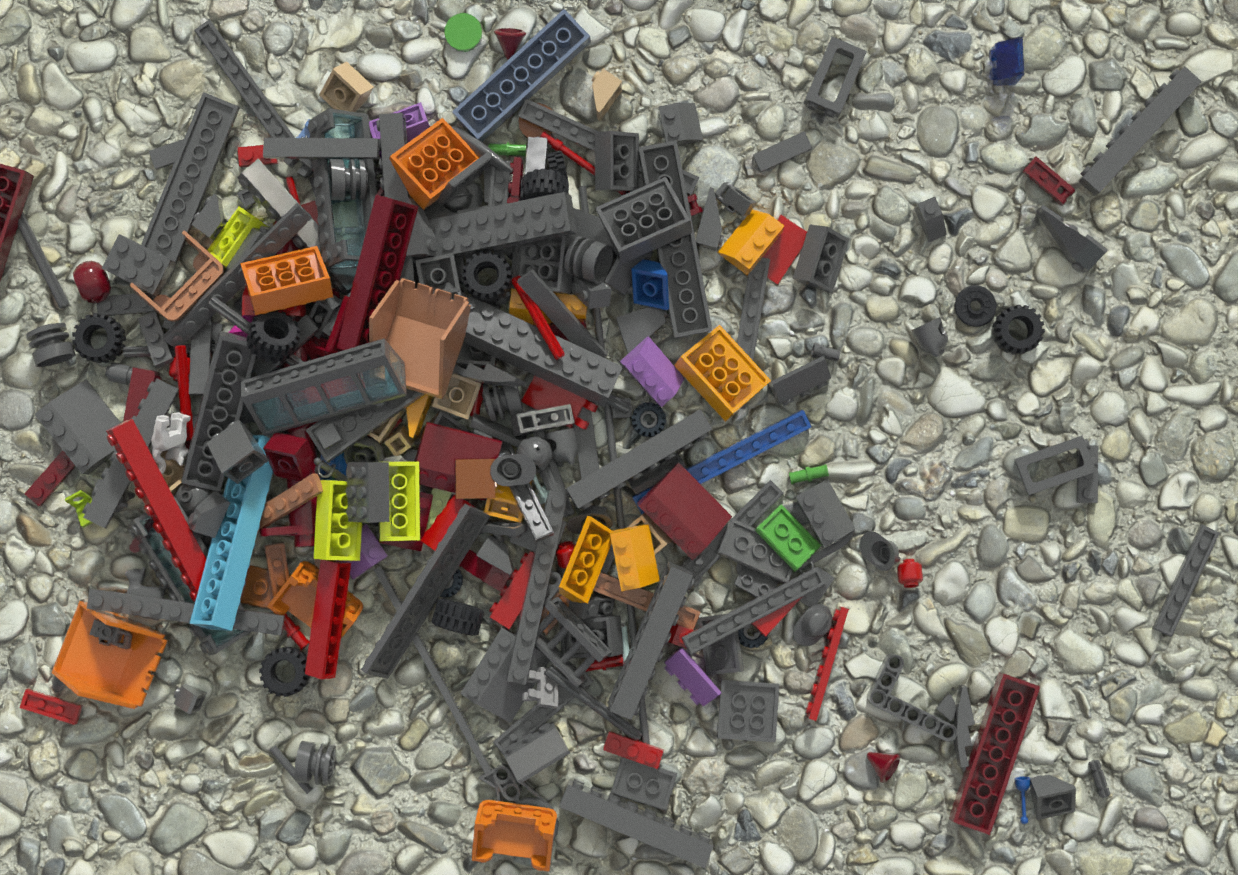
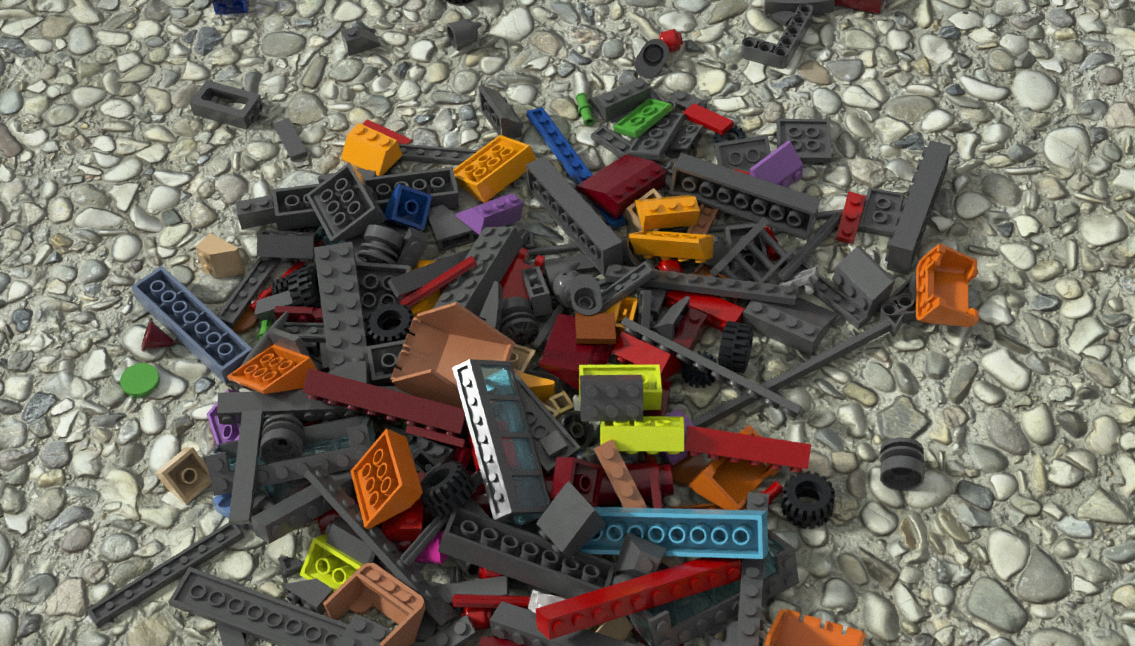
camera: 90 degrees left, 35 degrees down
(189, 698) = (848, 586): dark grey slope -> none
(250, 154) = (245, 557): red plate -> none
(289, 767) = (912, 497): dark grey bar -> none
(641, 426) = (543, 216): black bush -> none
(735, 199) = (331, 162): dark grey piece -> none
(753, 610) = (711, 129): dark grey tile -> none
(813, 625) = (720, 98): dark grey piece -> none
(819, 350) = (473, 105): dark grey pin -> none
(821, 258) = (388, 108): dark grey slope -> none
(824, 670) = (754, 89): red plate -> none
(884, 764) = (839, 49): dark red hat -> none
(964, 310) = (447, 13): black wheel -> none

